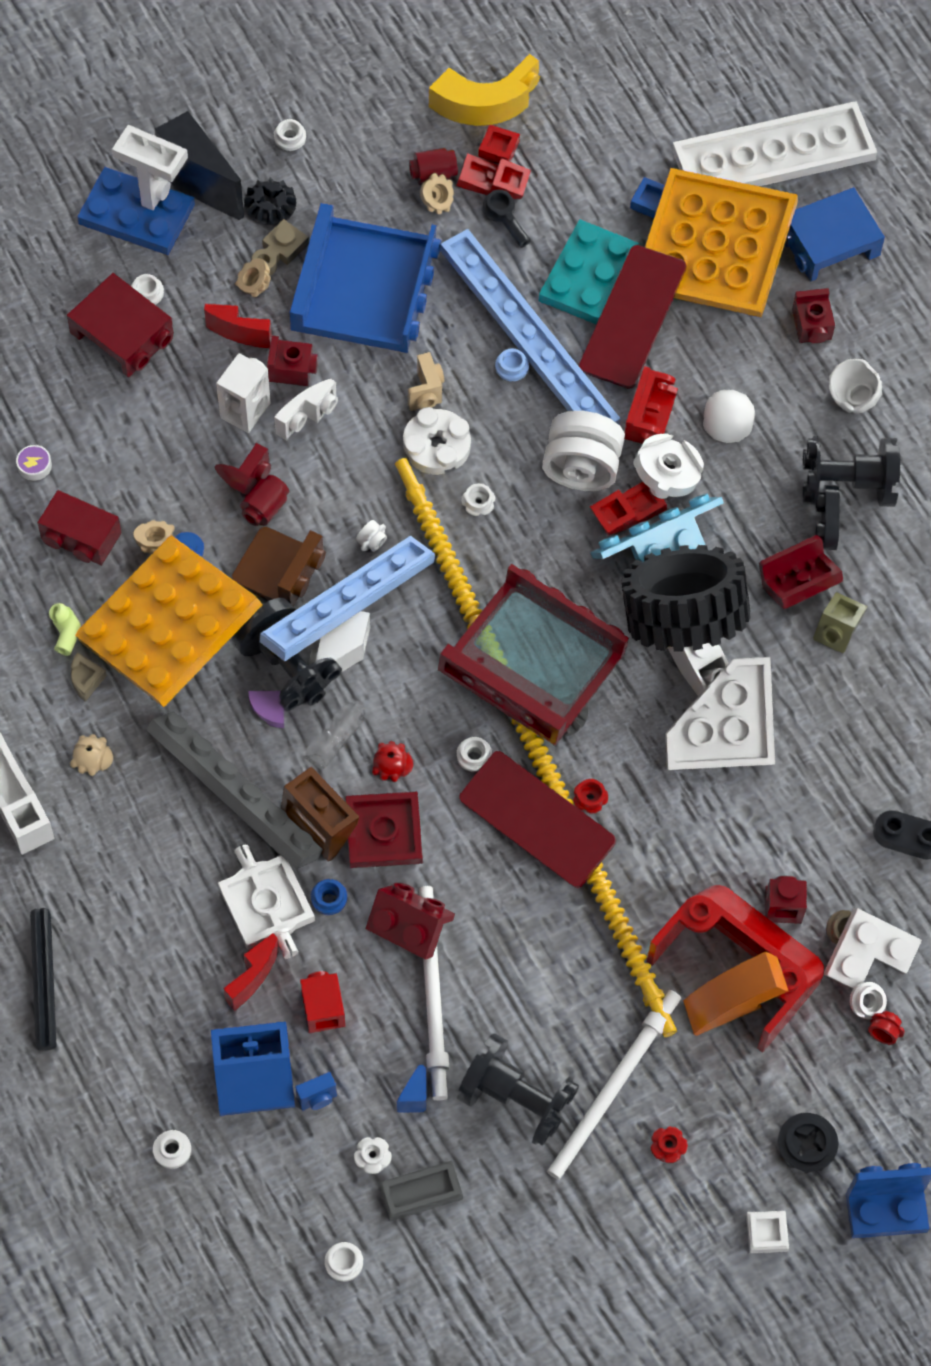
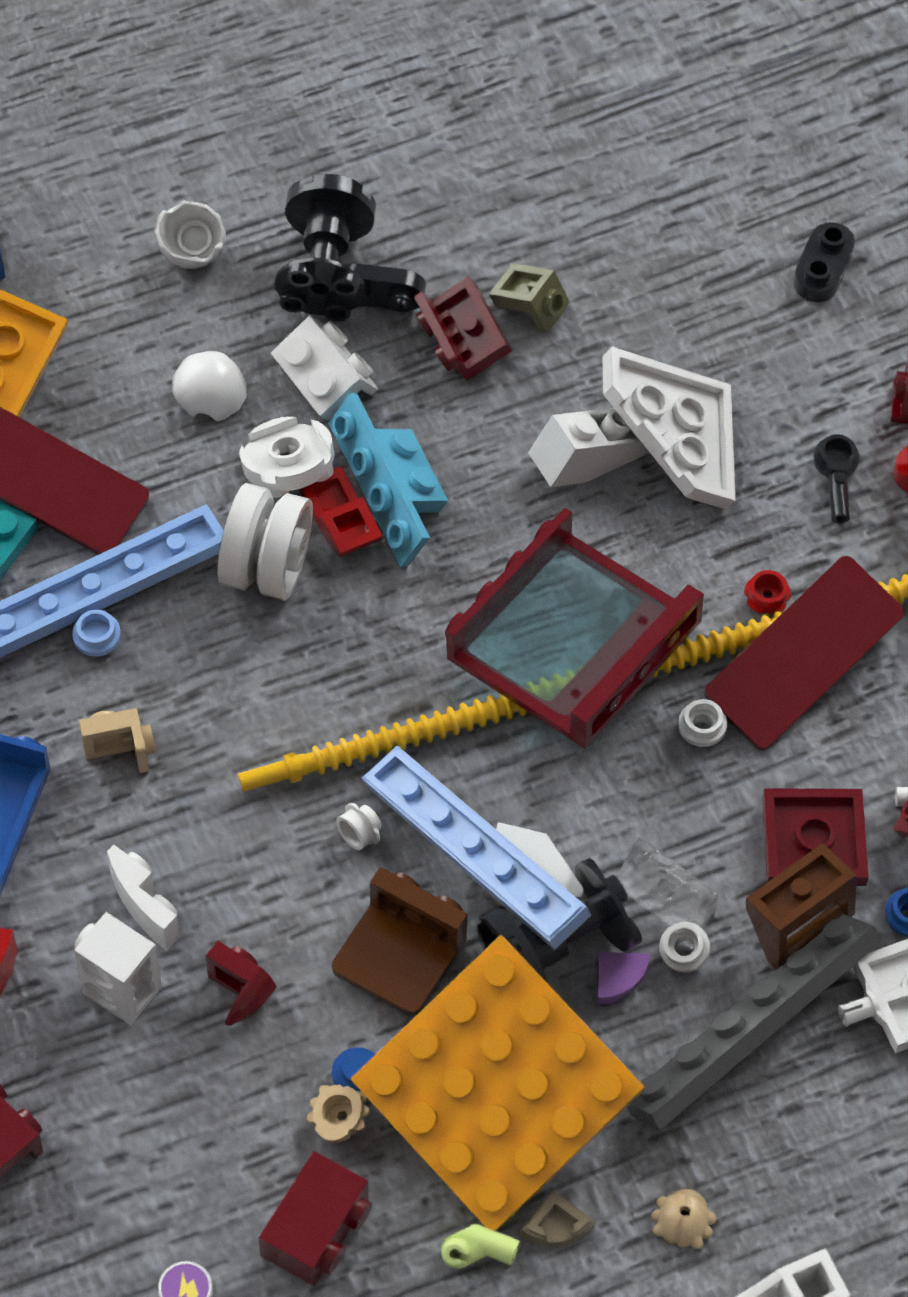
camera: 85 degrees left, 5 degrees down
(264, 500) = (291, 960): dark red brick -> none
(288, 738) = (684, 932): none -> white plate
(291, 362) = (56, 928): dark red brick -> none
(393, 767) = (703, 835): red animal -> none
(445, 456) = (205, 711): white plate -> none
(480, 492) = (308, 679): white plate -> none
(650, 406) = (188, 475): red hinge -> none
(686, 598) = (479, 411): black tyre -> none
(717, 843) = (837, 459): none -> black plate
(755, 488) = (323, 366): none -> white bracket
(813, 316) = (71, 273): dark red brick -> none

